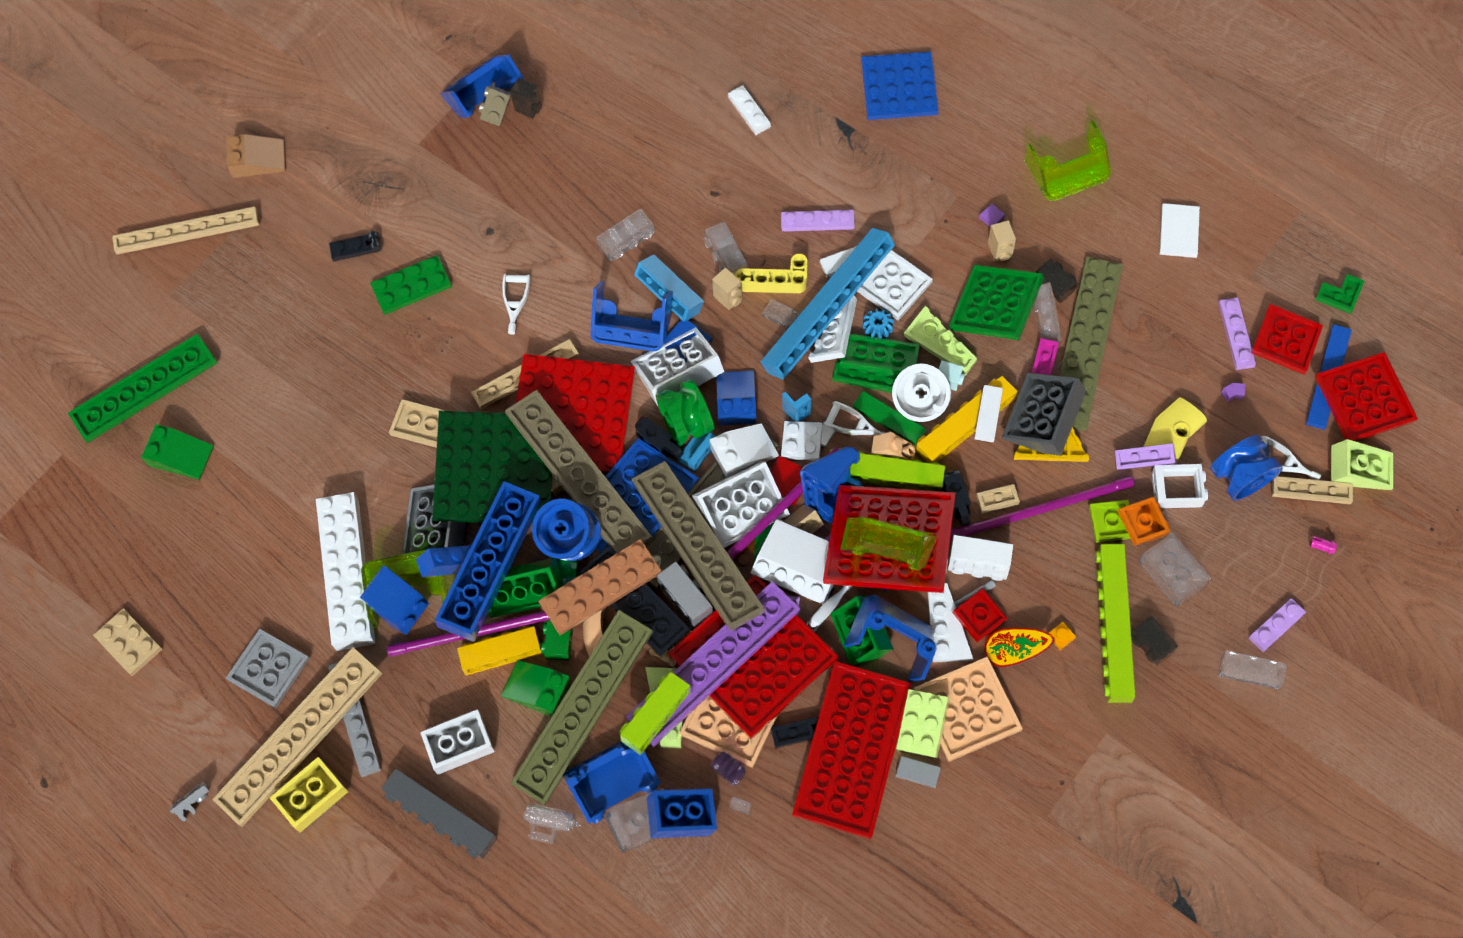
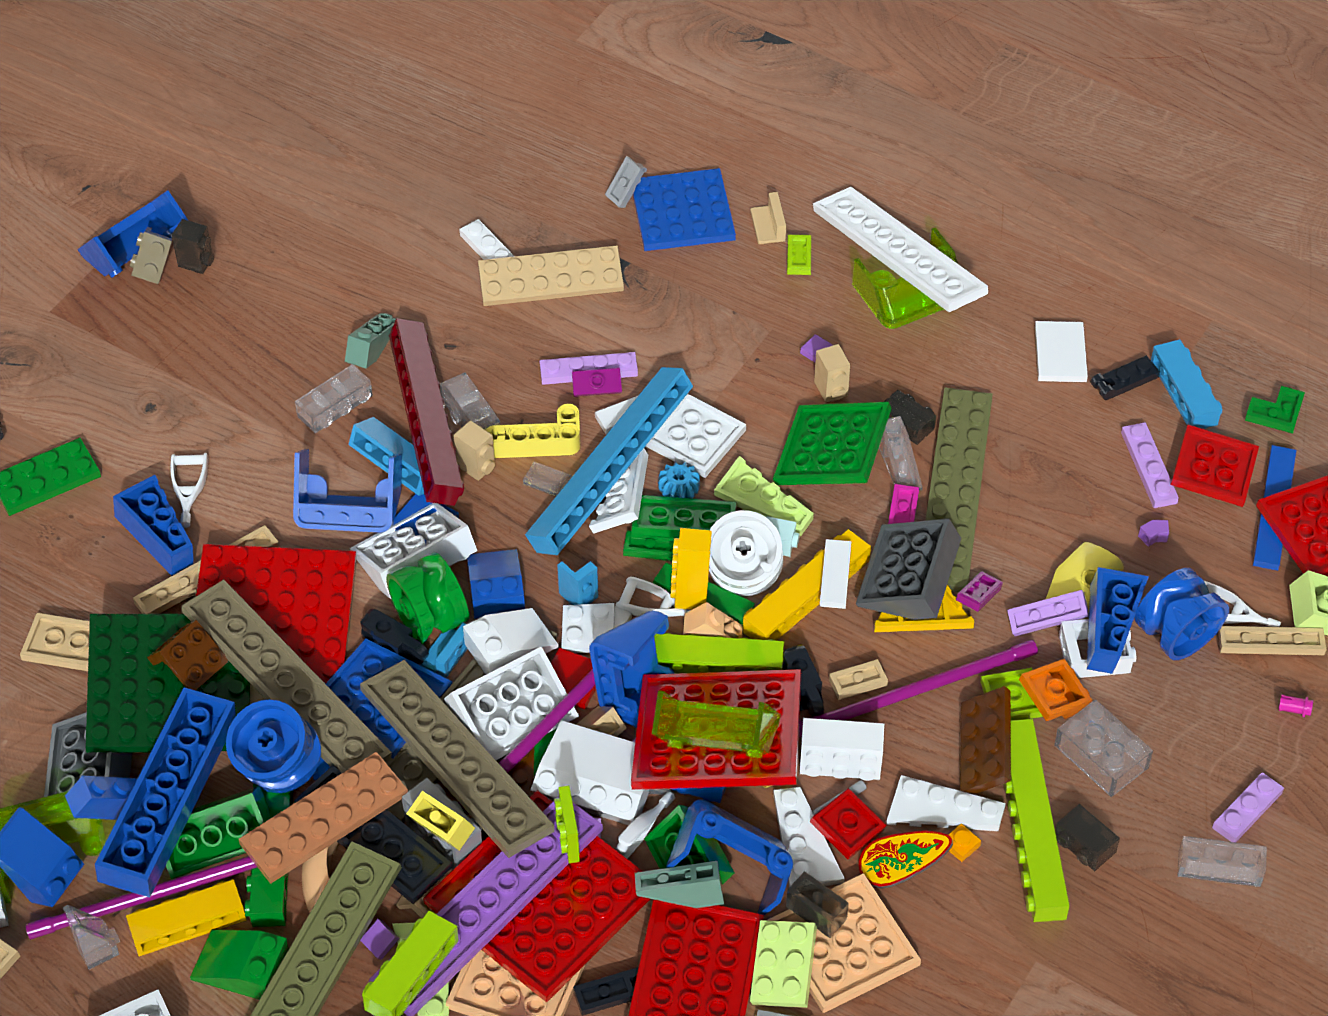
camera: 10 degrees left, 15 degrees down
(433, 663) = (92, 937): none -> clear slope
(488, 332) = (154, 524): none -> blue wedge
(509, 450) = (190, 655): none -> reddish brown bracket
(636, 678) = (379, 939): none -> medium lavender tile
(655, 186) = (369, 340): none -> sand green slope
(683, 601) = (440, 820): none -> light yellow brick
(692, 254) = (426, 413): none -> brick
(774, 619) = (567, 824): none -> lime plate
(794, 139) = (550, 275): none -> tan plate
(822, 234) = (596, 382): none -> magenta plate
(857, 61) = (625, 182): none -> light grey plate
(859, 660) = (684, 885): none -> sand green slope
(880, 407) = (690, 568): none -> yellow brick
(951, 682) = (817, 904): none -> clear smoke brick
(965, 101) = (769, 221): none -> tan panel
(985, 132) = (799, 255): none -> lime plate
(1044, 604) = (933, 804): none -> white wing
(1064, 138) = (901, 249): none -> white plate
(1087, 558) = (986, 741): none -> reddish brown plate
(1095, 432) = (979, 591): none -> magenta plate
(1192, 467) = (1111, 614): none -> blue wedge
(1227, 257) = (1125, 378): none -> black plate
(1273, 267) = (1186, 385): none -> dark azure brick

